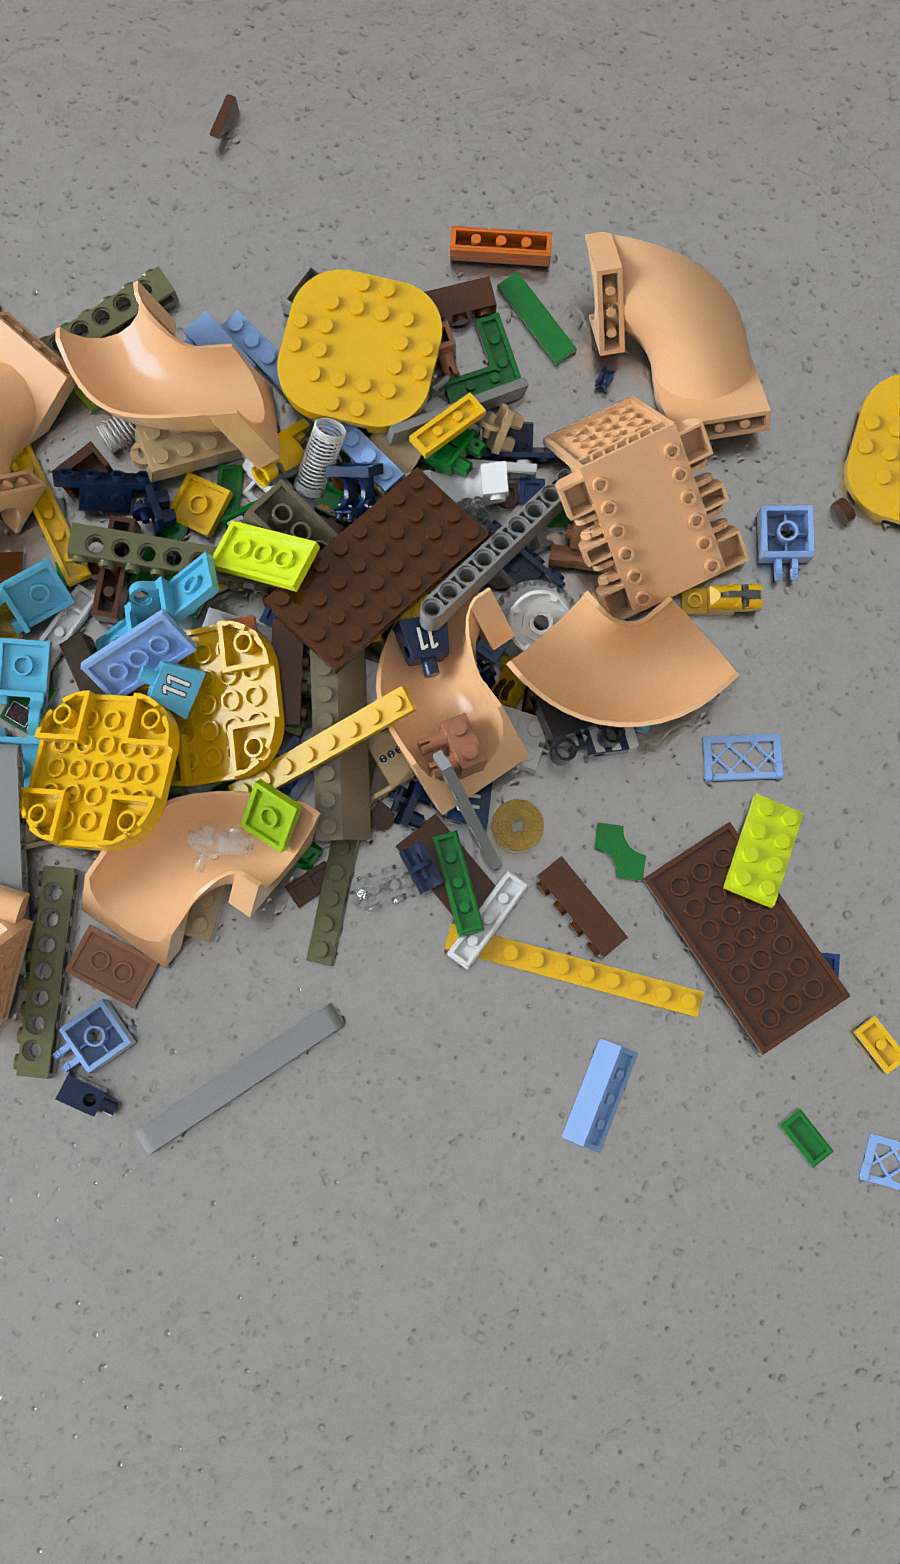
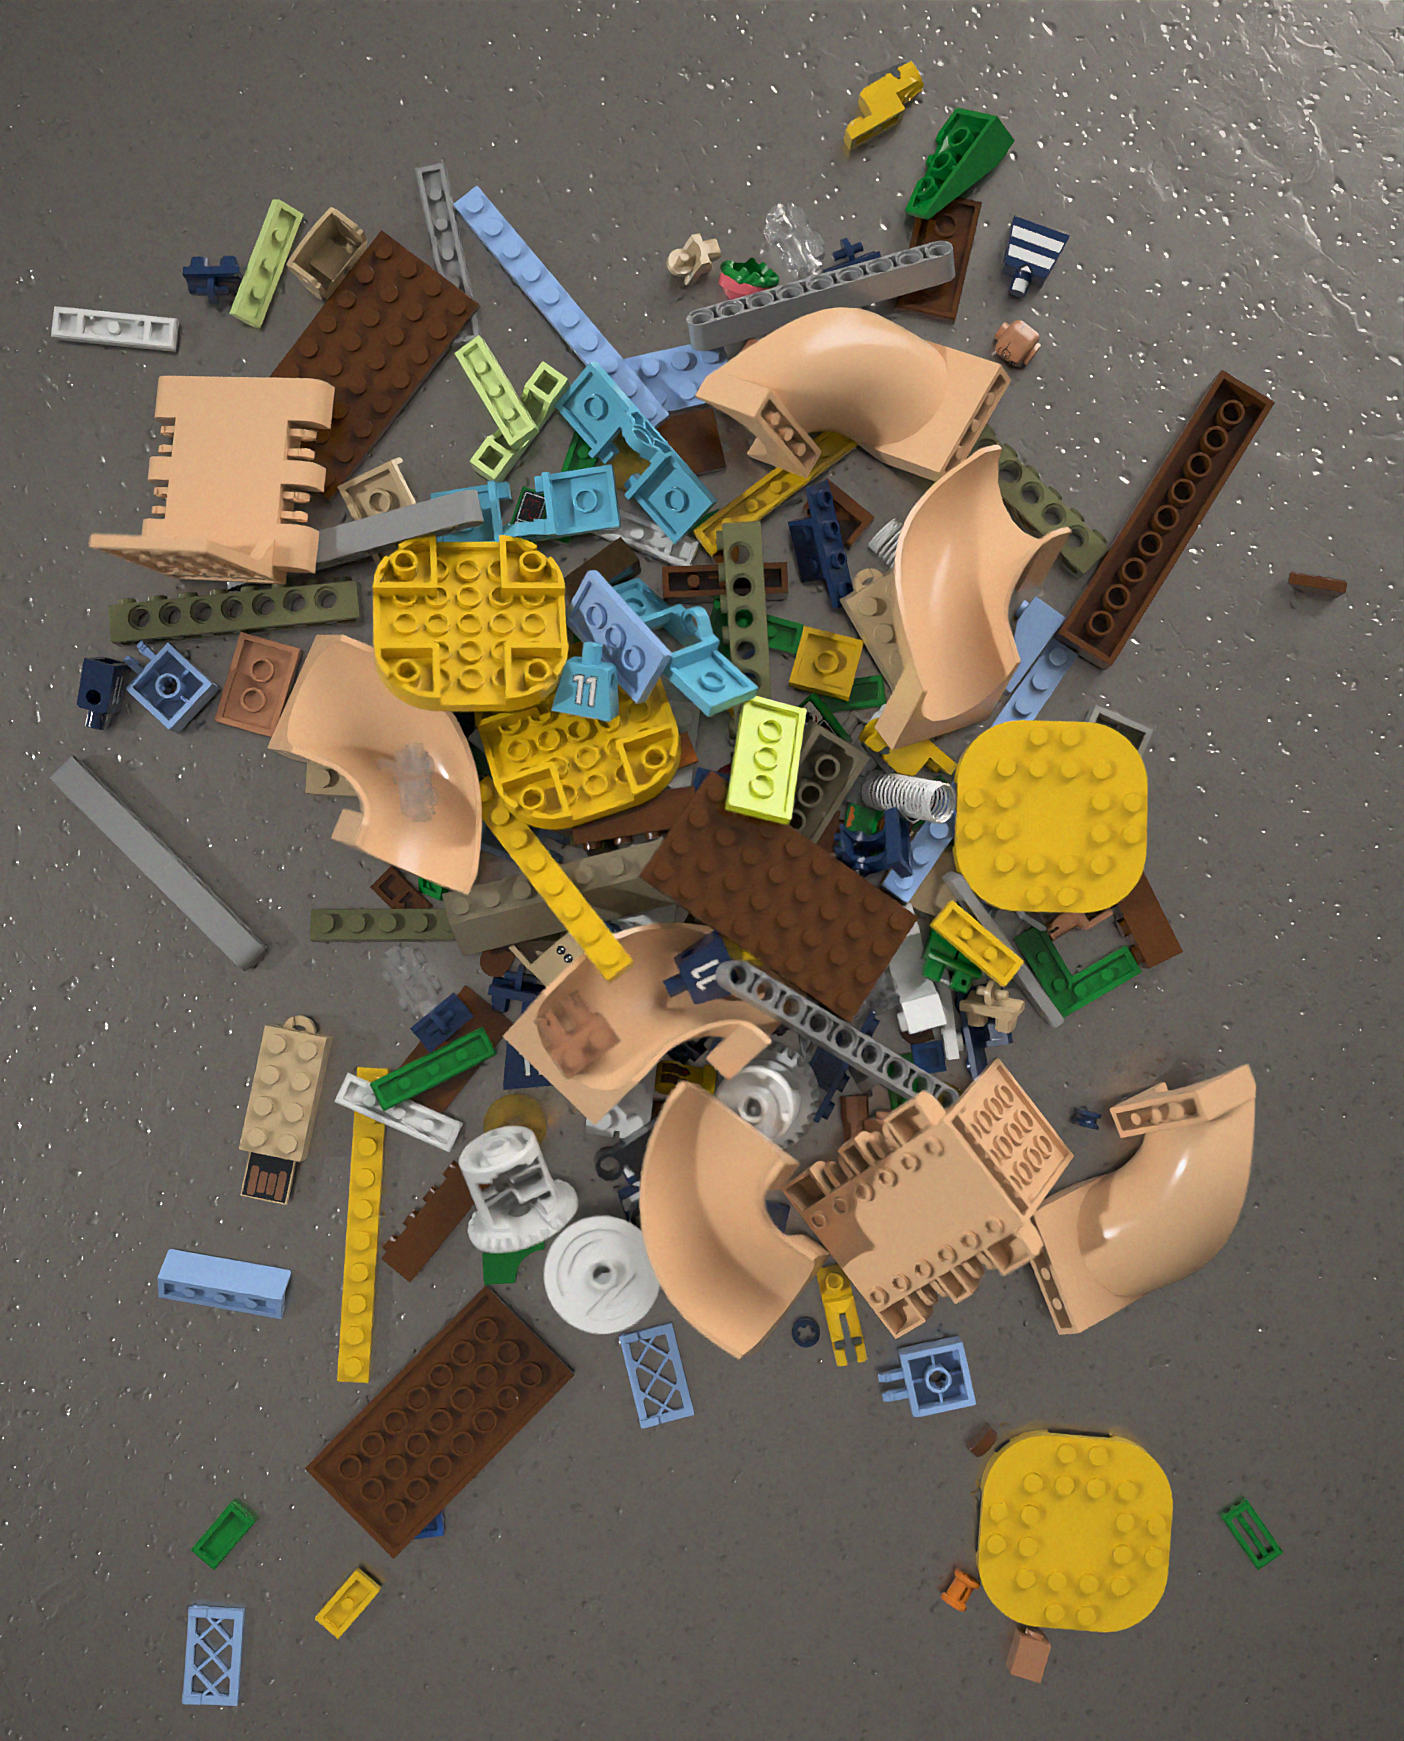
camera: 75 degrees right, 5 degrees up
(147, 221) = (1163, 520): none -> reddish brown brick
(152, 510) = (817, 608): dark blue hips -> none
(271, 815) = (455, 836): lime plate -> none
(464, 1015) = (282, 1107): none -> tan piece
(466, 809) = (528, 1048): light grey tile -> none
(500, 246) = (1225, 958): orange brick -> none
(536, 318) = (1146, 1019): green tile -> none
(584, 821) = (526, 1210): none -> white piece
(651, 771) = (595, 1298): none -> white piece
(739, 631) = (809, 1341): none -> dark blue bush
(763, 850) = (546, 1422): neon yellow plate -> none

